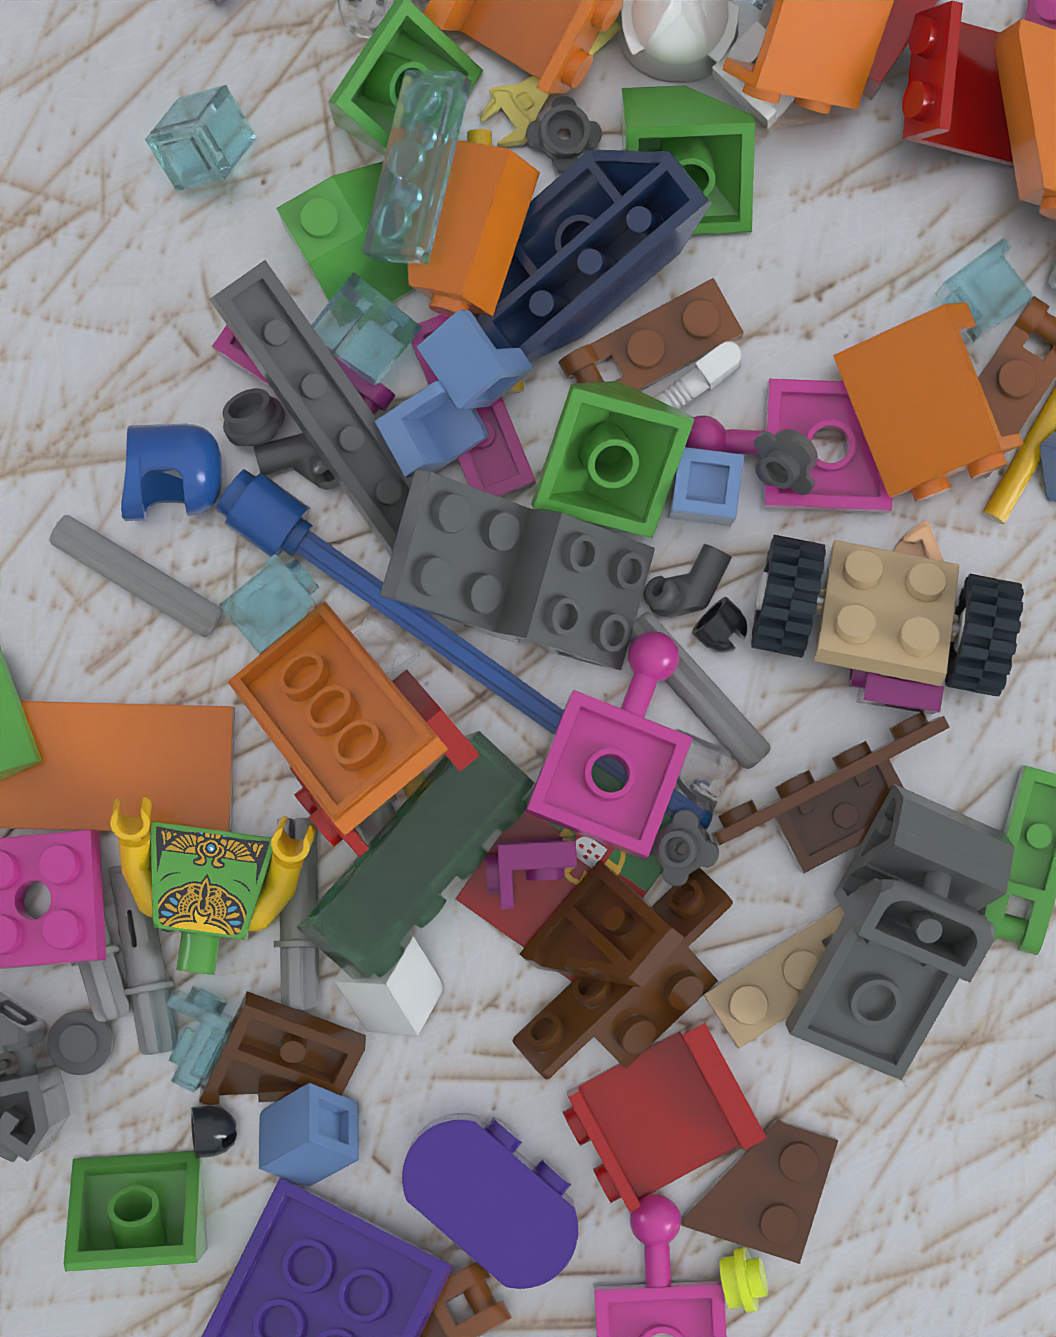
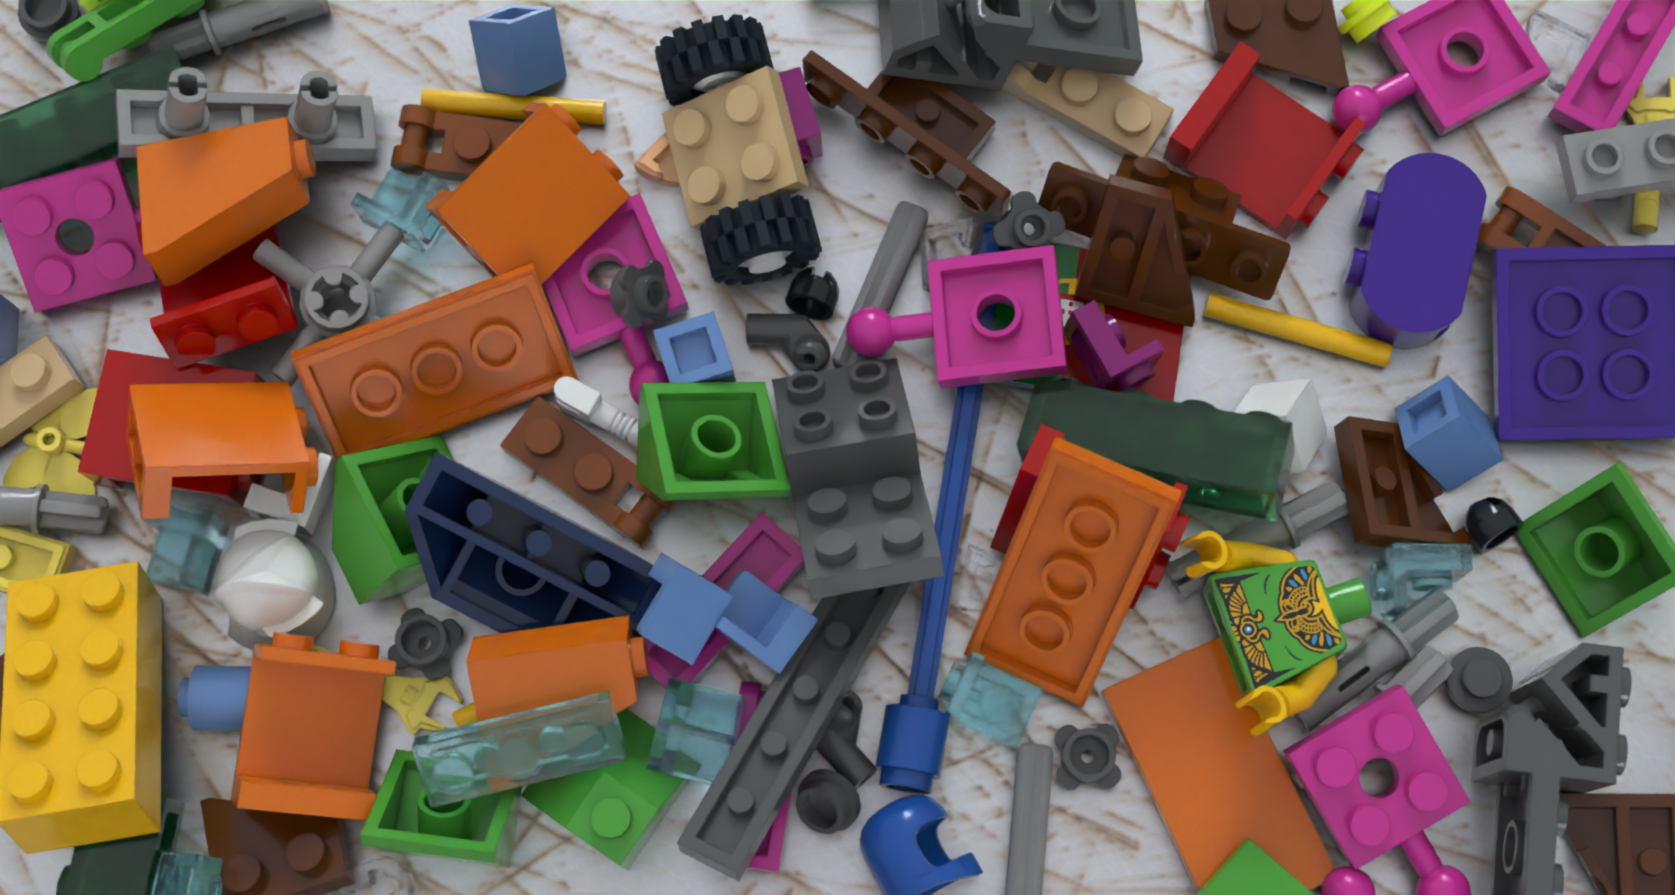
camera: 110 degrees left, 10 degrees down
(176, 647) = (1102, 745): none -> dark grey plate
(474, 1054) = (1298, 330): none -> yellow bar
(811, 249) = (435, 364): none -> orange tile
(906, 211) = (315, 289): none -> light grey bar

